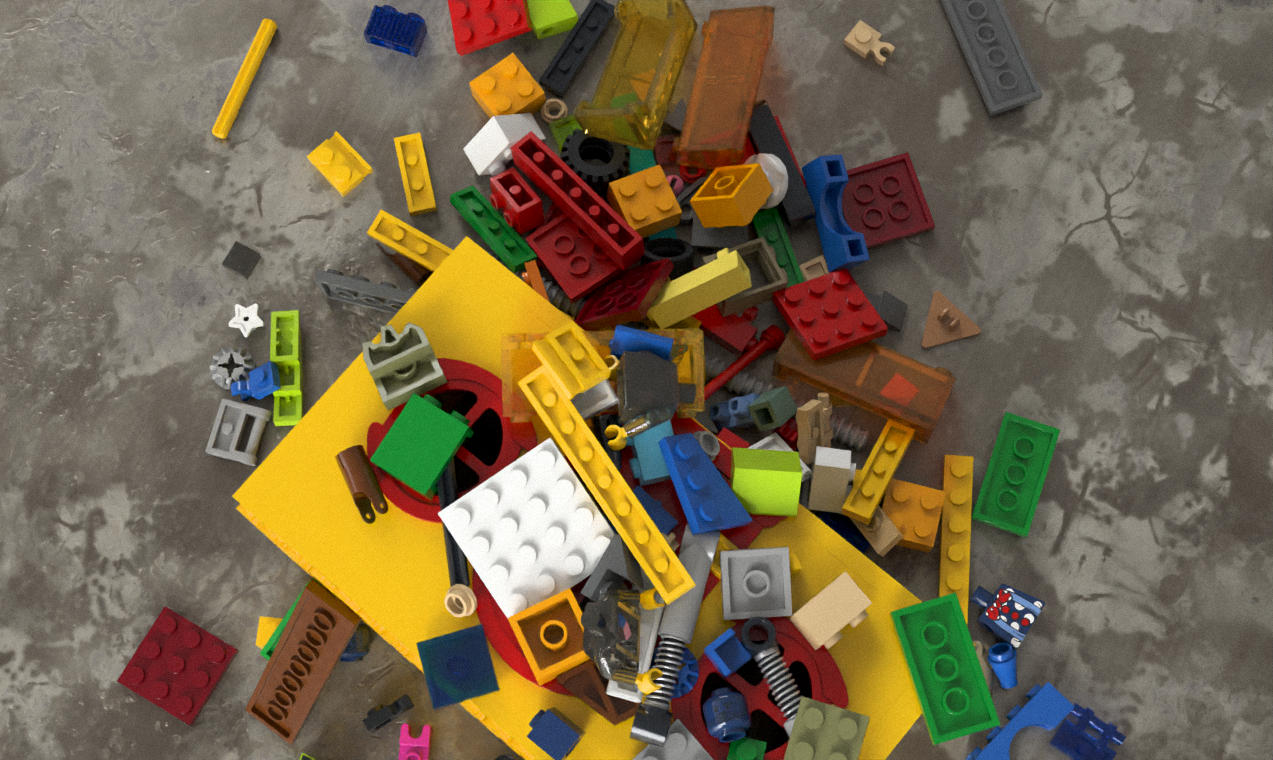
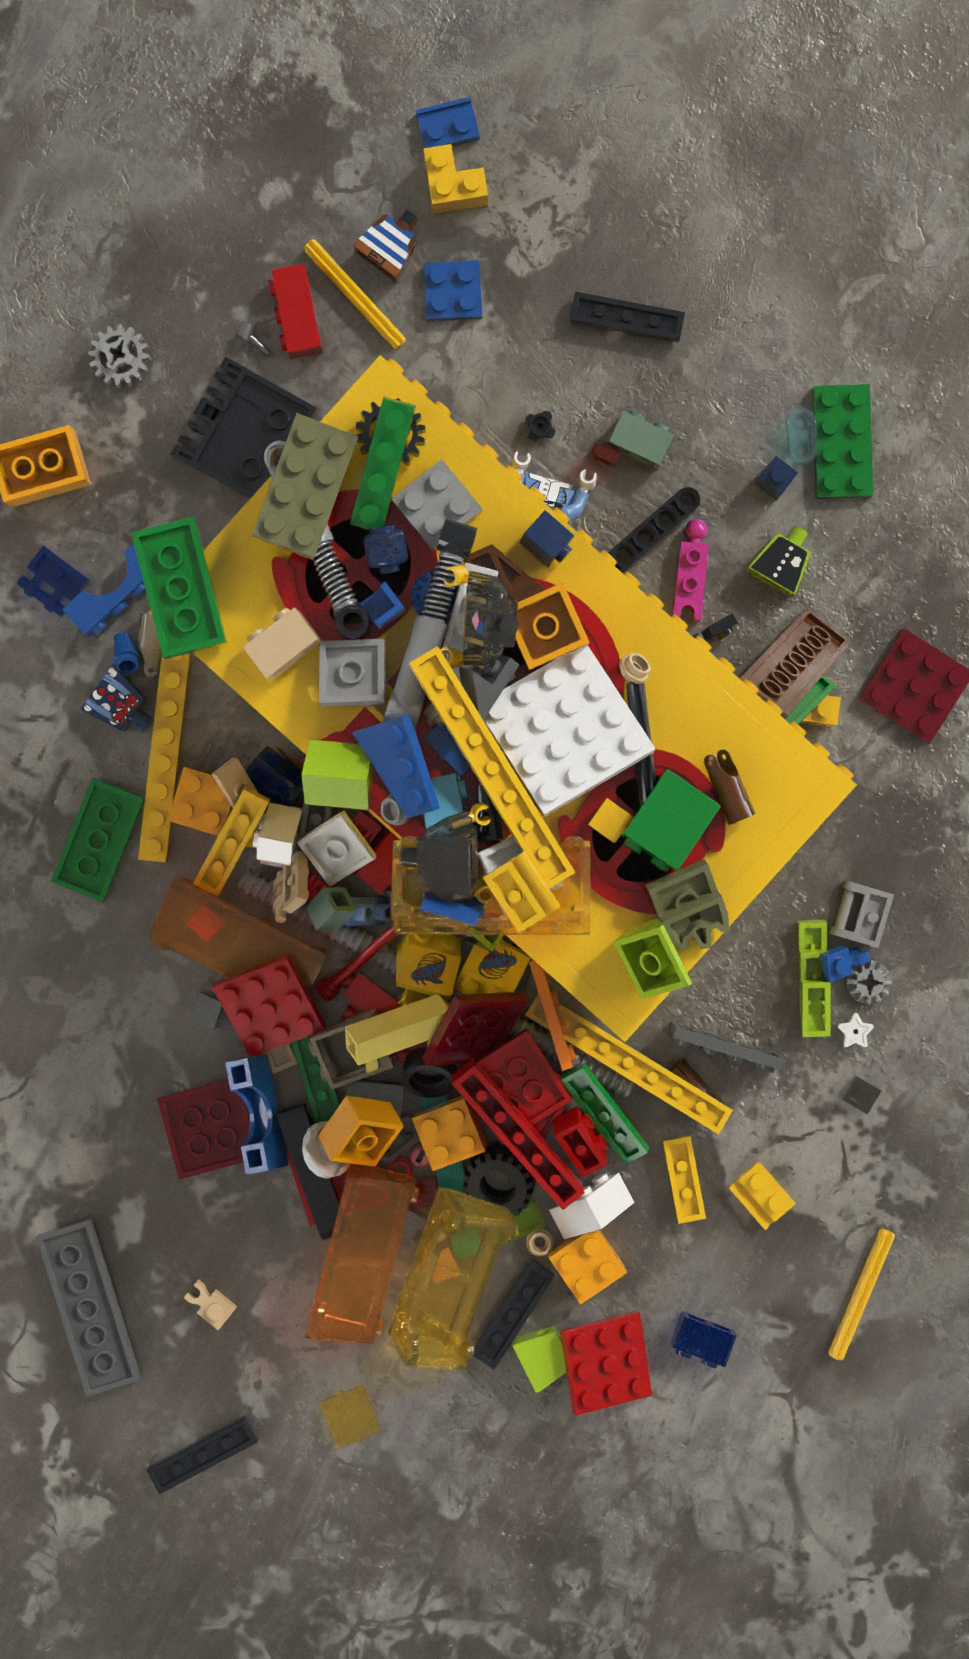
camera: 175 degrees right, 15 degrees up
(439, 307) = (651, 959): none -> lime slope
(458, 667) = (638, 607): clear blue plate -> none
(484, 445) = (610, 820): none -> yellow tile
(946, 323) = (154, 998): medium nougat piece -> none

